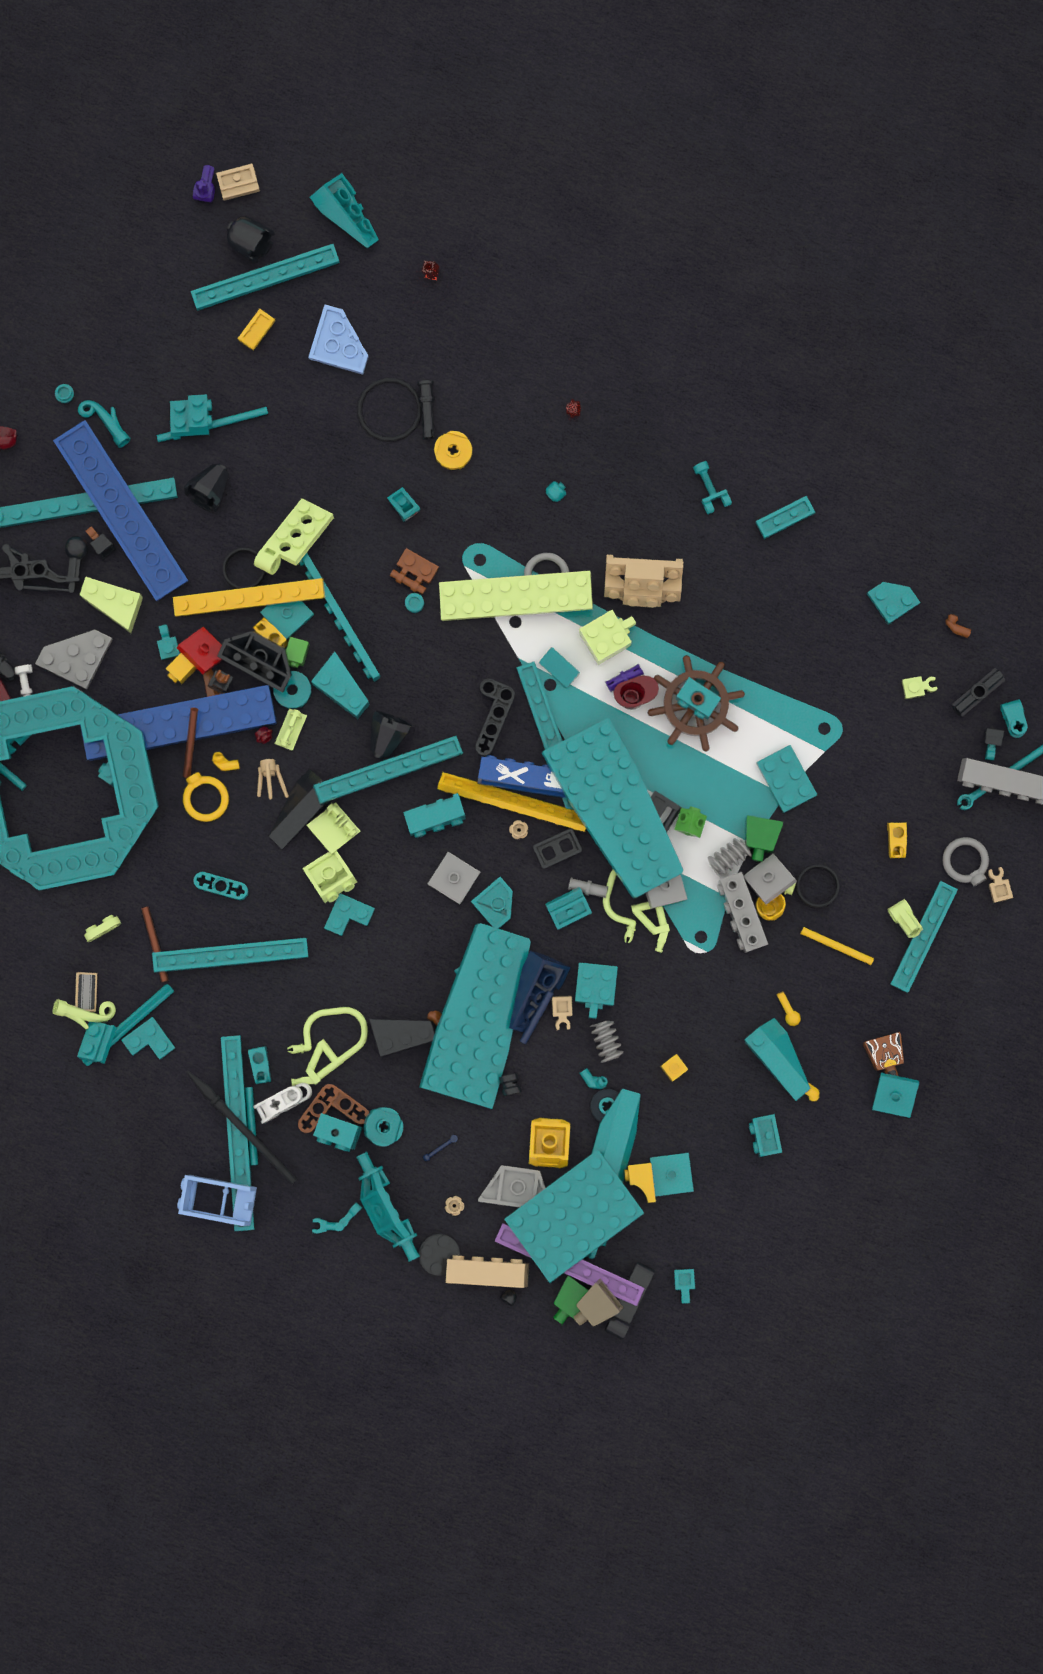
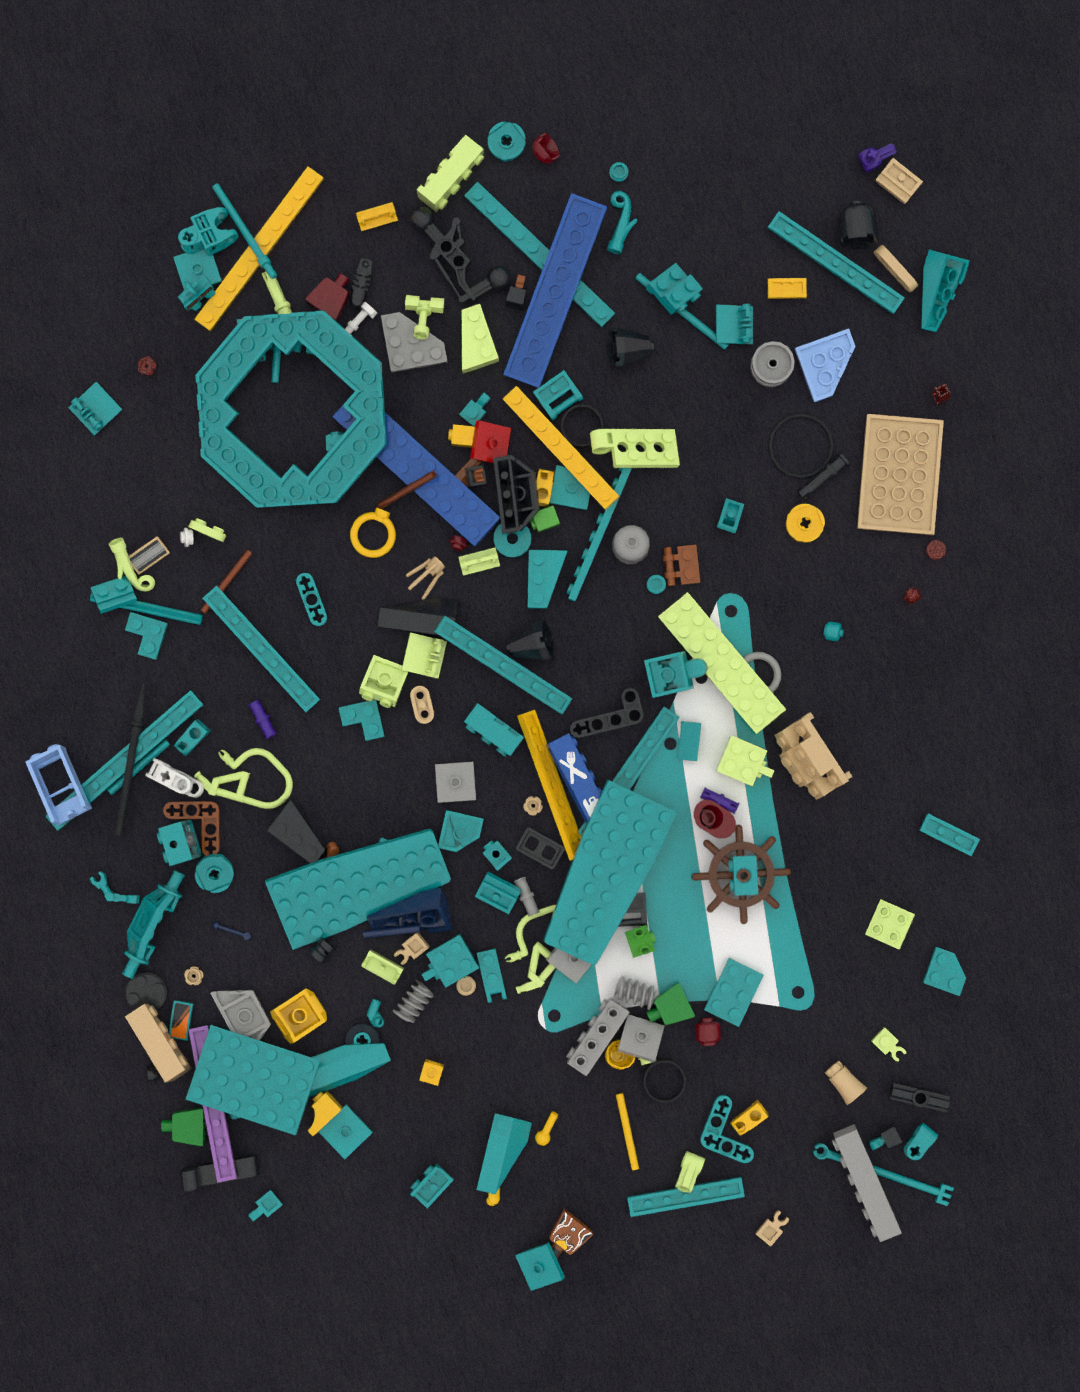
camera: 55 degrees right, 5 degrees up
(56, 625) = (423, 309): none -> yellowish green bar
(95, 949) = (186, 537): none -> white plate
(199, 570) = (555, 389): none -> teal plate
(223, 764) = (411, 528): yellow arm -> none
(253, 390) = (734, 324): none -> teal hinge
(287, 996) = (262, 719): none -> dark purple pin
(303, 373) = (766, 374): none -> light grey wheel
(305, 234) = (895, 268): none -> tan beam
(367, 598) = (630, 544): none -> light grey cylinder
(372, 858) = (422, 704): none -> tan plate
(470, 348) = (900, 474): none -> tan plate
(482, 1242) = (181, 1020): none -> slope
(495, 639) = (673, 673): none -> teal brick
(543, 891) = (502, 859): none -> teal brick
(550, 364) = (936, 549): none -> clear red plate
(560, 1046) = (382, 967): none -> yellowish green hinge
(597, 1305) = (195, 1151): dark tan torso -> none
(624, 989) = (466, 985): none -> tan tile
(630, 962) = (491, 973): none -> teal hinge
(702, 469) = (939, 737): teal bar -> none
(803, 821) = (708, 1032): none -> dark red head
(822, 615) = (890, 924): none -> yellowish green hinge
(889, 874) = (716, 1133): none -> teal beam
(923, 742) = (845, 1082): none -> tan plant
(955, 628) = (959, 1040): dark orange arm -> none
(977, 876) = (764, 1203): light grey piece -> none

